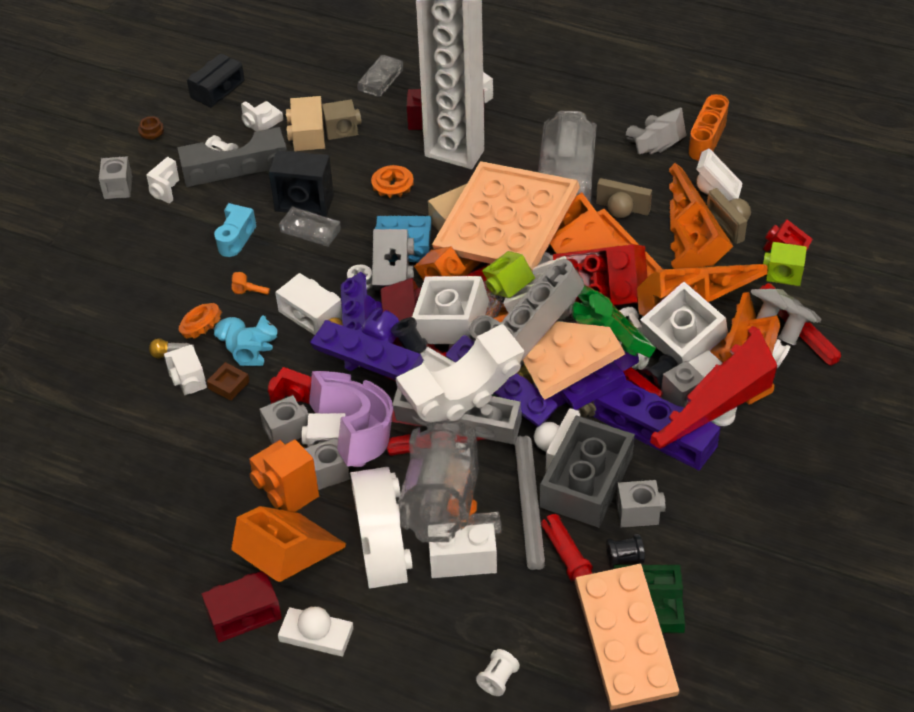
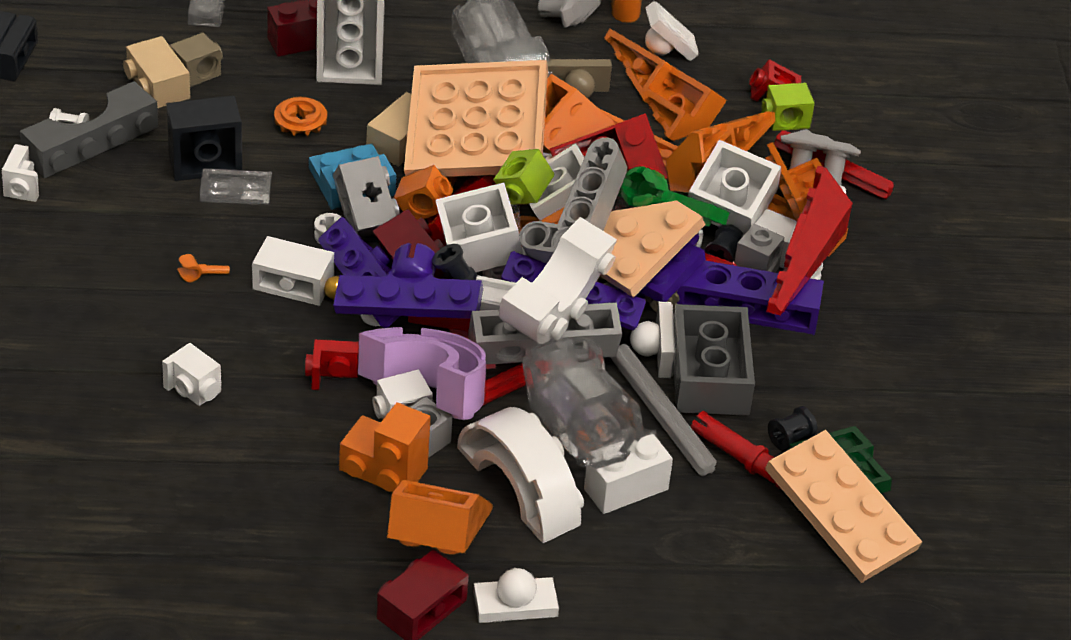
camera: 30 degrees left, 5 degrees down
(159, 347) = (141, 361): pearl gold piece -> none
(200, 320) = (162, 321): orange gear -> none
(228, 381) = (249, 375): reddish brown plate -> none
(236, 230) = (145, 210): medium azure leg -> none
(246, 342) = (243, 329): medium azure animal -> none
(260, 117) = (90, 77): white bracket -> none
(284, 420) = (345, 399): light grey brick -> none
(497, 672) = (730, 578): white bush -> none
(628, 502) = (780, 379): light grey brick -> none
(730, 214) = (702, 66): dark tan tile -> none

